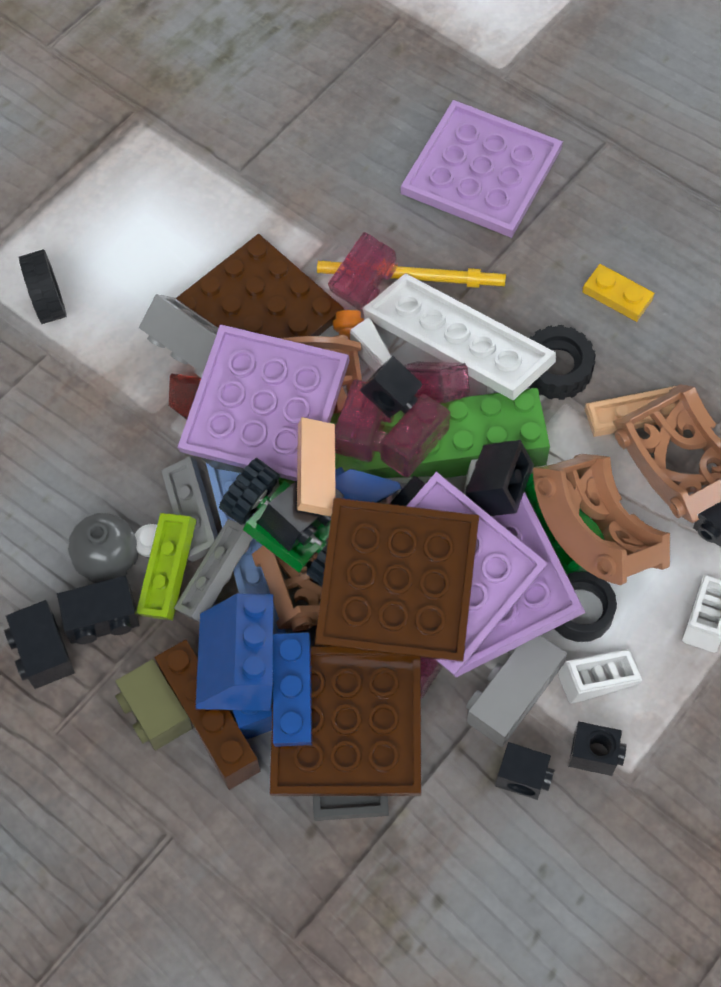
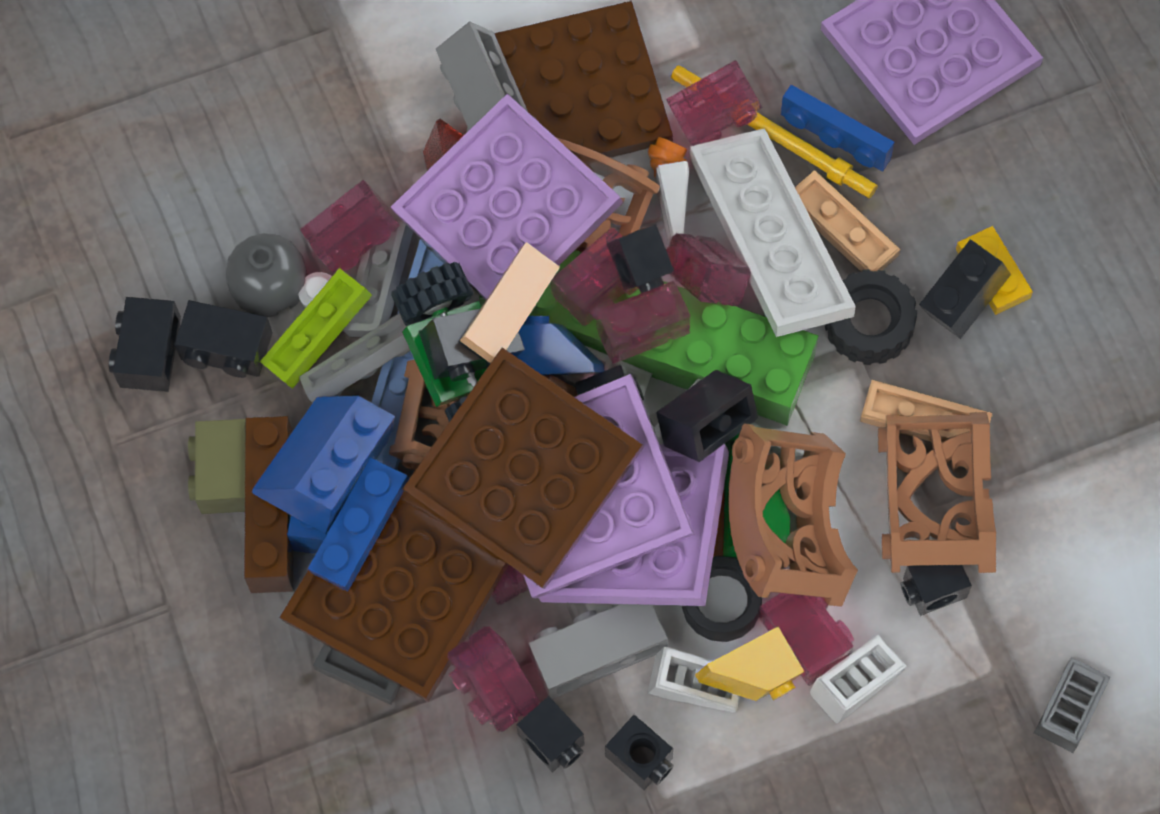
camera: 30 degrees right, 5 degrees up
(150, 480) = (350, 227): none -> clear pink brick
(455, 249) = (836, 128): none -> blue plate
(459, 752) = (492, 679): none -> clear pink brick
(514, 314) = (845, 225): none -> light nougat tile
(613, 309) = (965, 288): none -> black brick
(640, 641) = (755, 668): none -> yellow slope
(657, 599) = (810, 632): none -> clear pink brick

